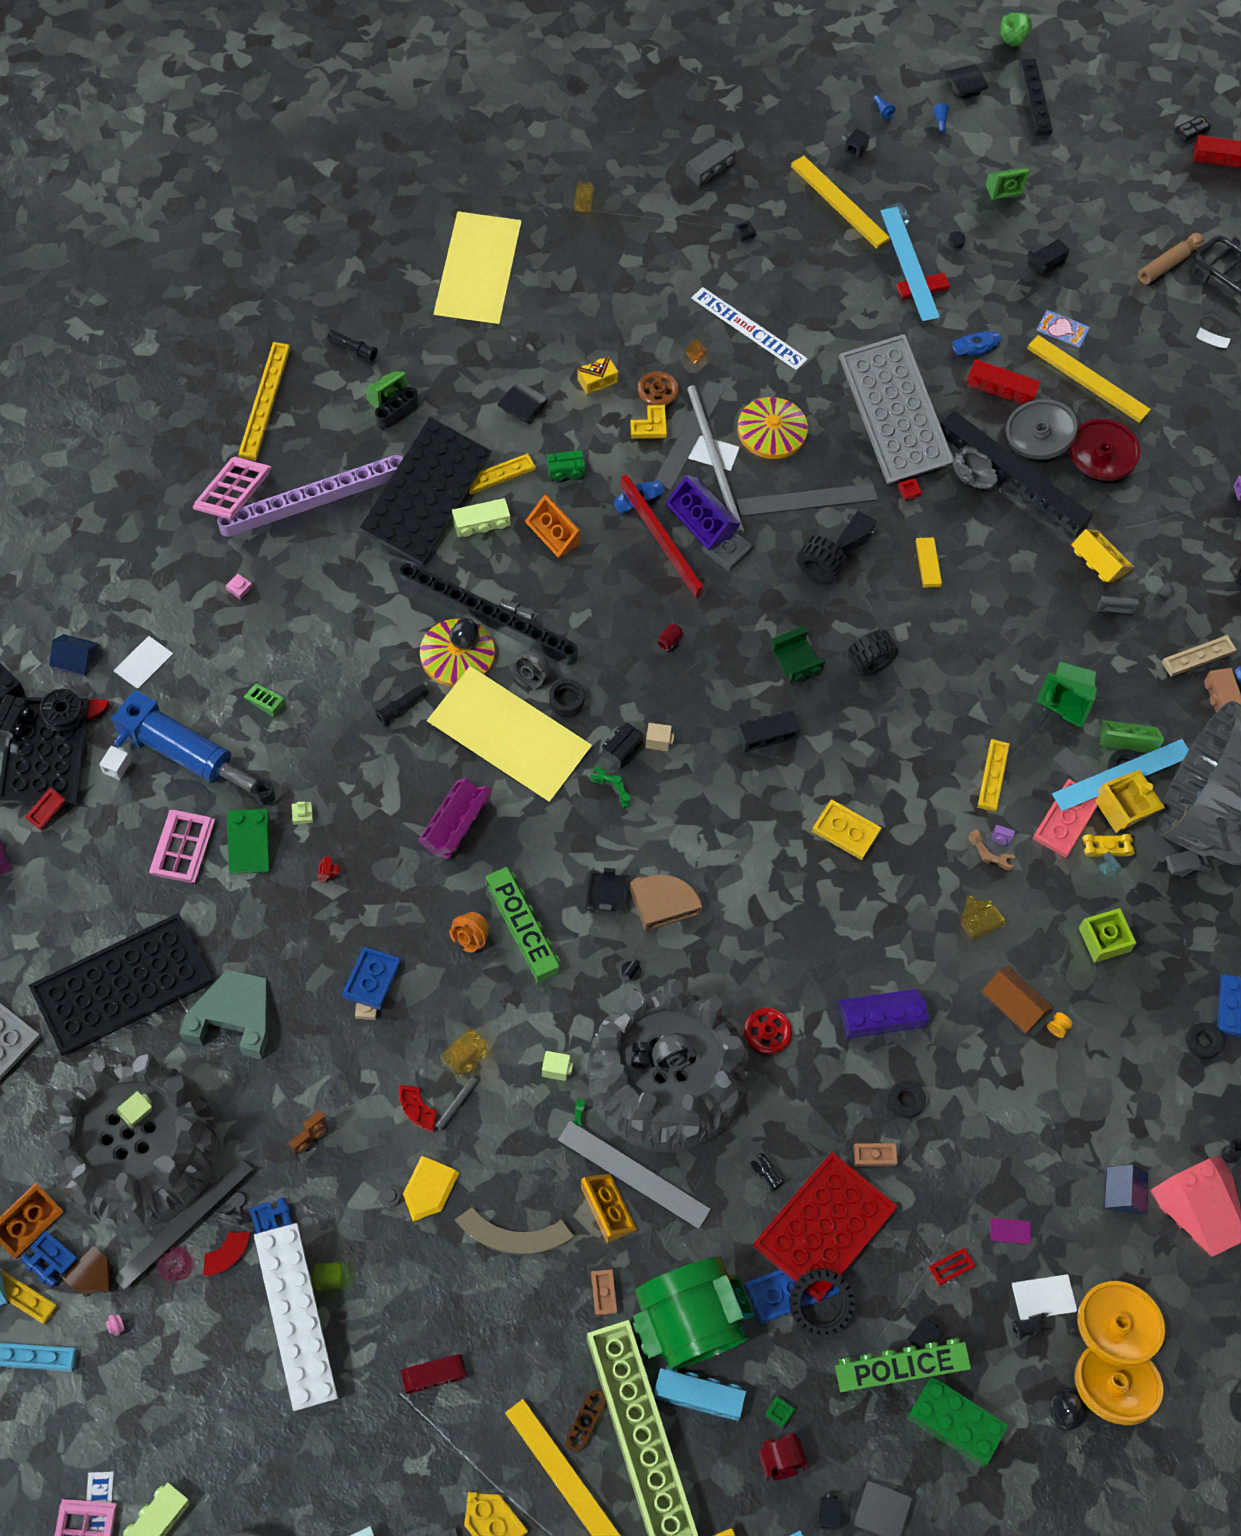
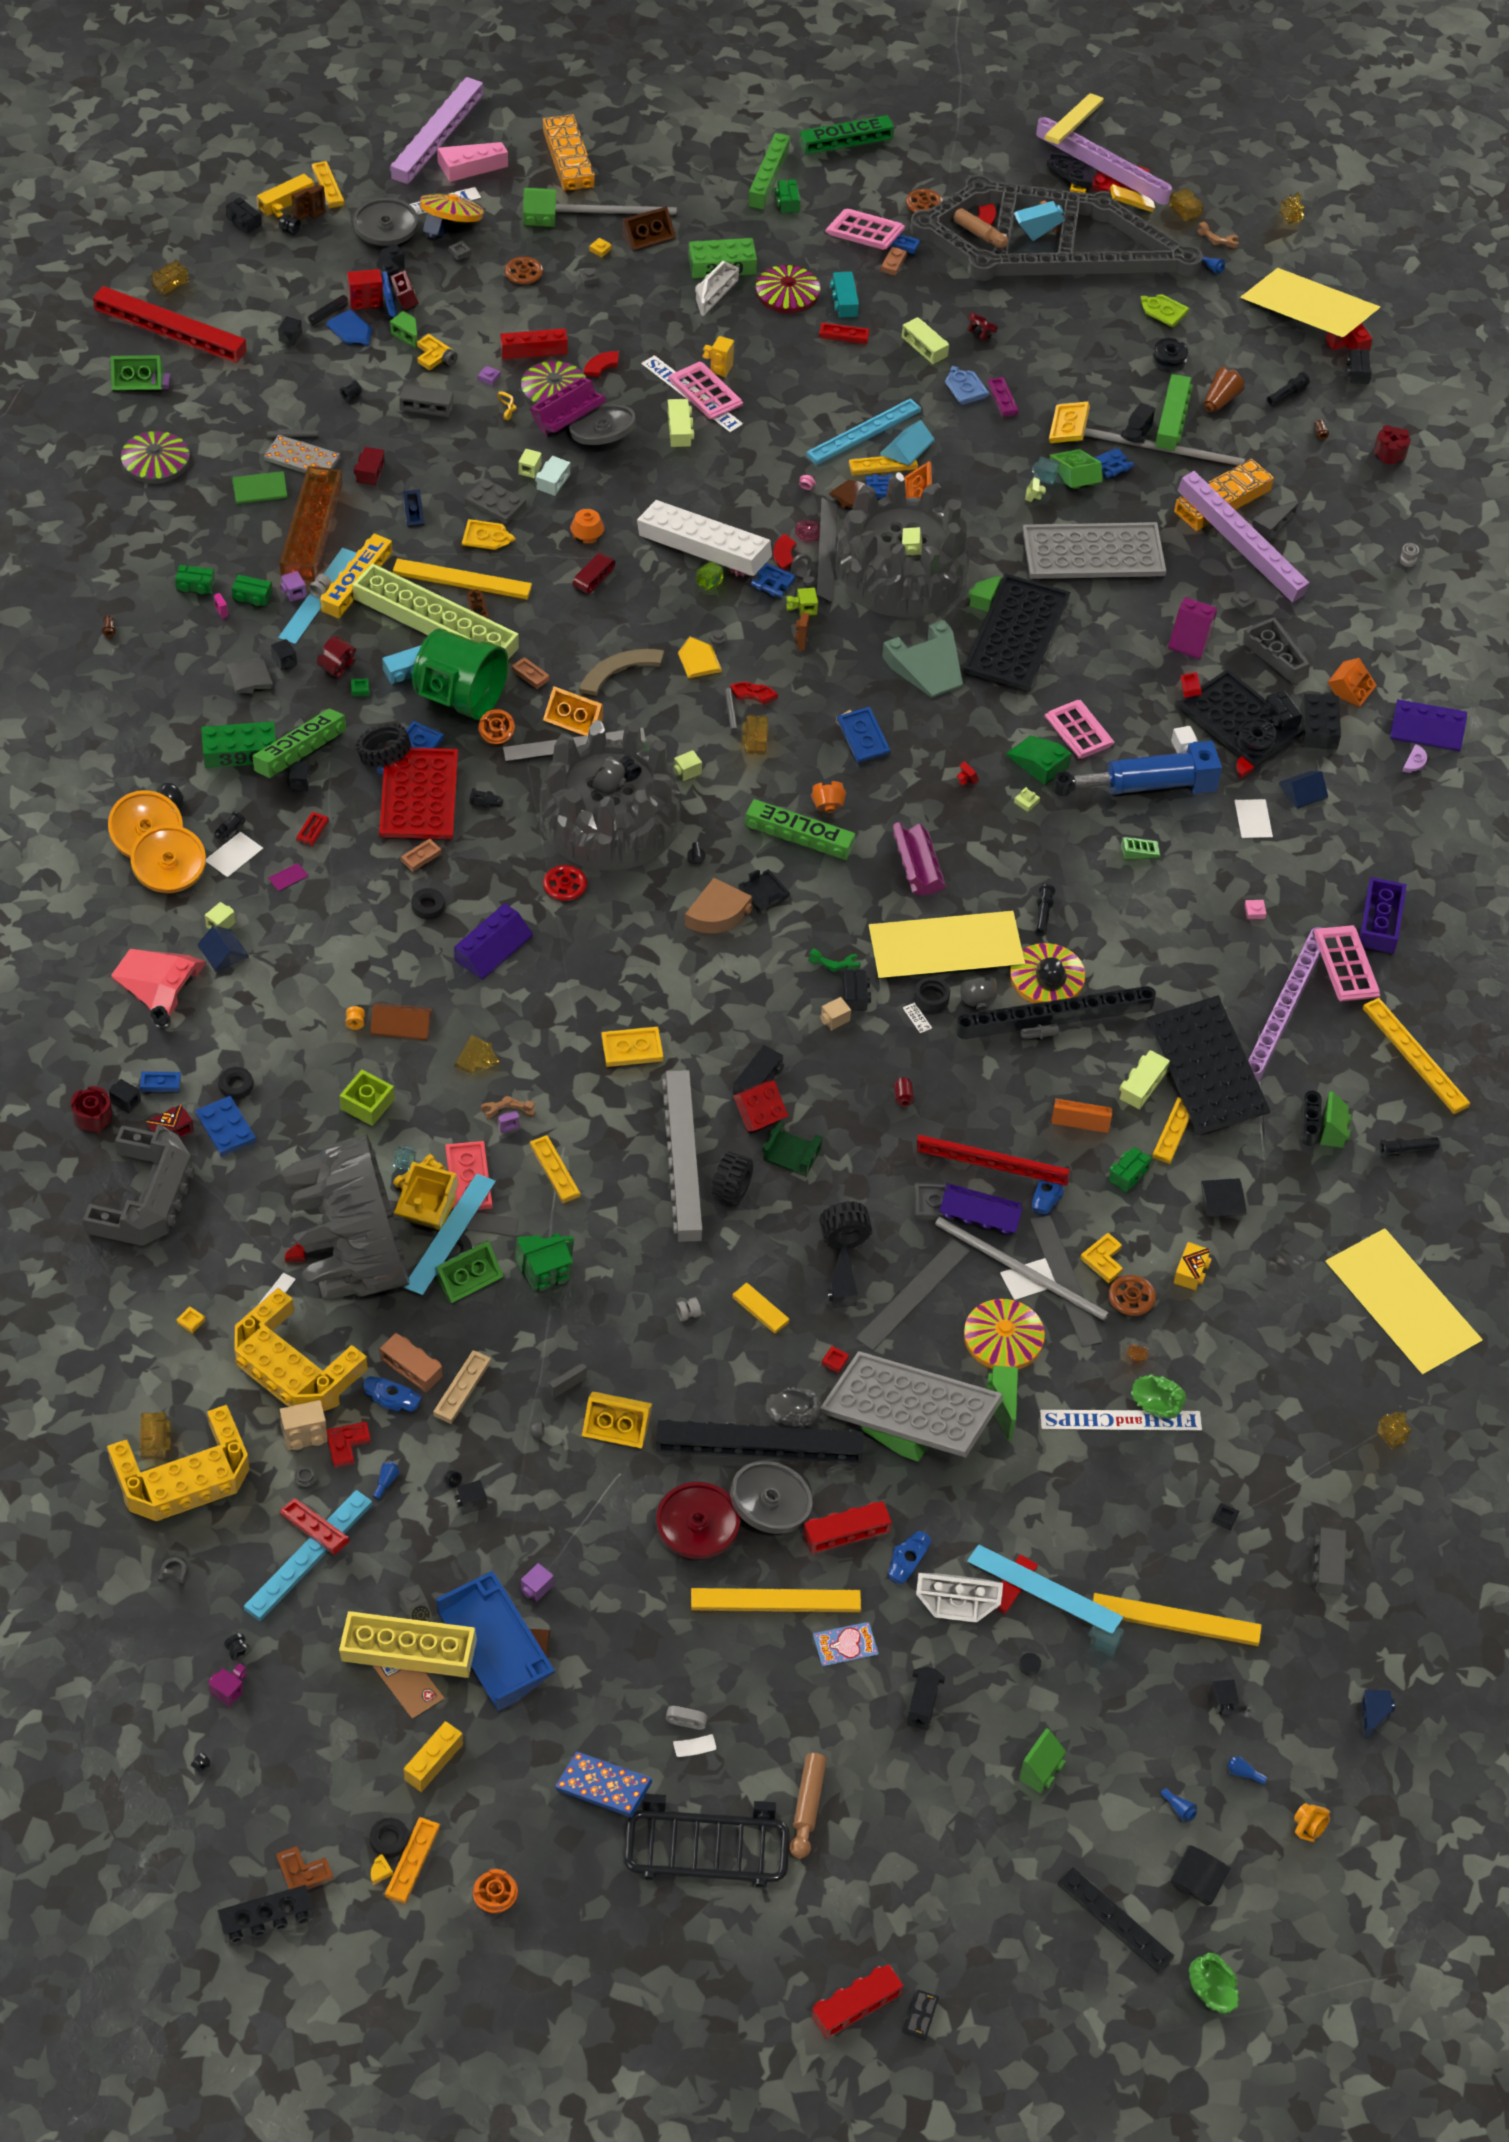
camera: 140 degrees right, 10 degrees down
(101, 1045) = (984, 593): none -> bright green slope
(158, 502) = (1382, 915): none -> dark purple brick
(271, 1169) = (805, 601): none -> lime brick
(384, 1445) = (587, 526): none -> orange cone
(593, 695) = (917, 1018): none -> white sticker
(696, 1239) = (496, 726): none -> orange cone
(715, 308) = (1158, 1396): none -> bright green piece
(774, 79) = (1376, 1710): none -> dark blue slope
(797, 694) = (760, 1105): none -> red brick
(819, 378) = (1004, 1380): none -> bright green slope
(874, 57) = (1312, 1820): none -> light orange piece
(885, 710) = (683, 1156): none -> light grey brick
(965, 296) = (958, 1596): none -> white wedge
(985, 593) = (688, 1309): none -> light grey wheel
(1111, 1221) = (220, 916): none -> yellowish green brick
(1208, 350) = (686, 1717): none -> light grey beam

